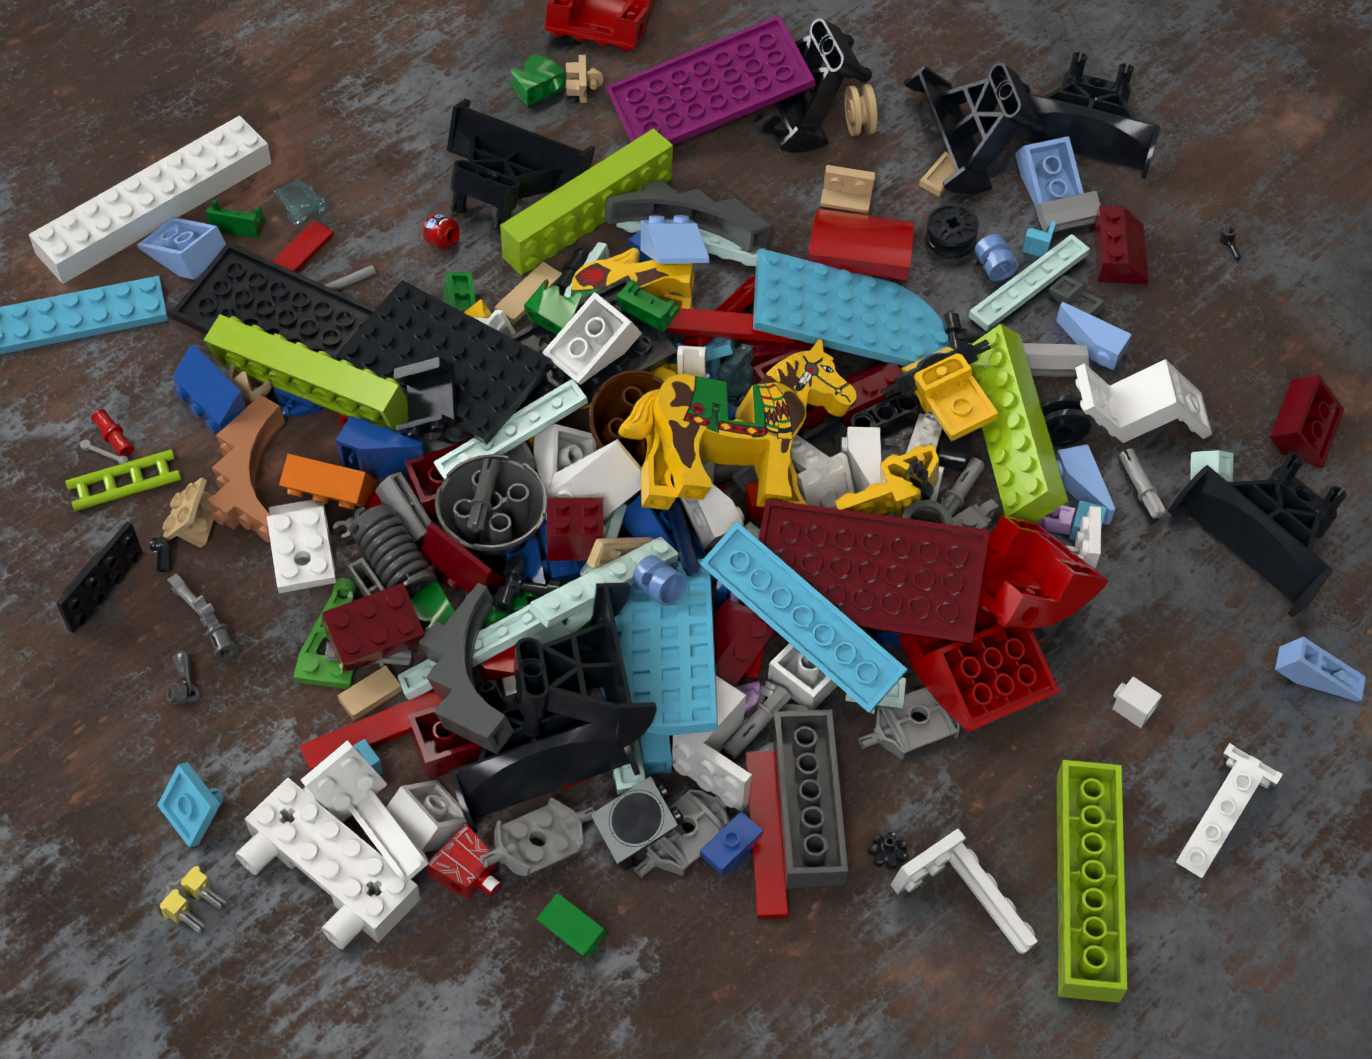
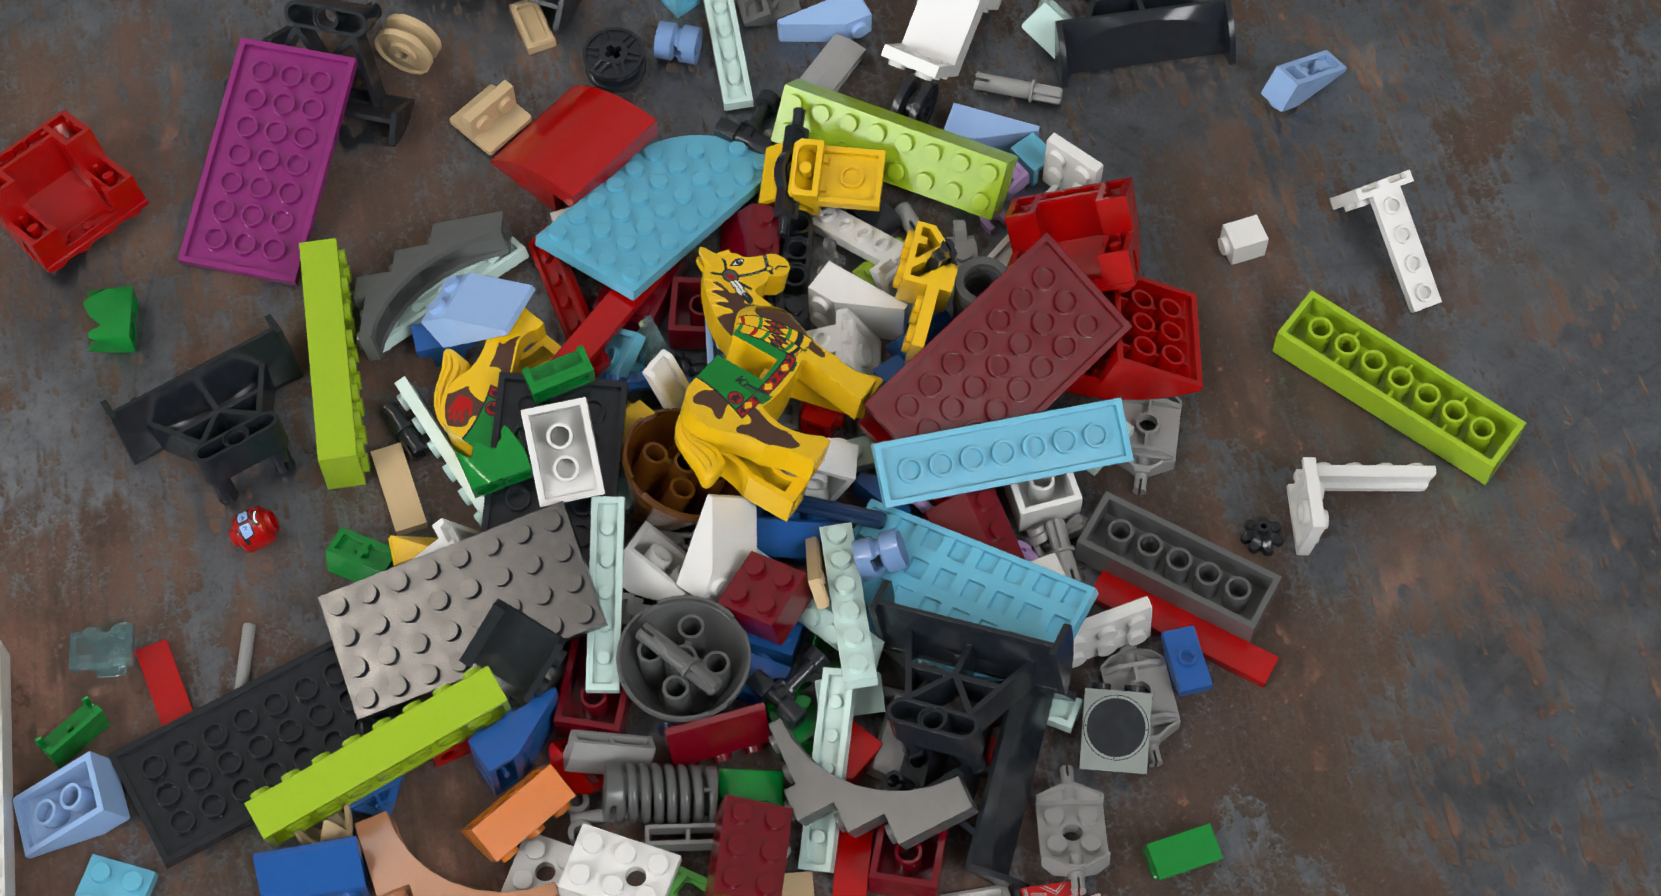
camera: 55 degrees left, 5 degrees up
(591, 78) = (149, 271): tan hips -> none

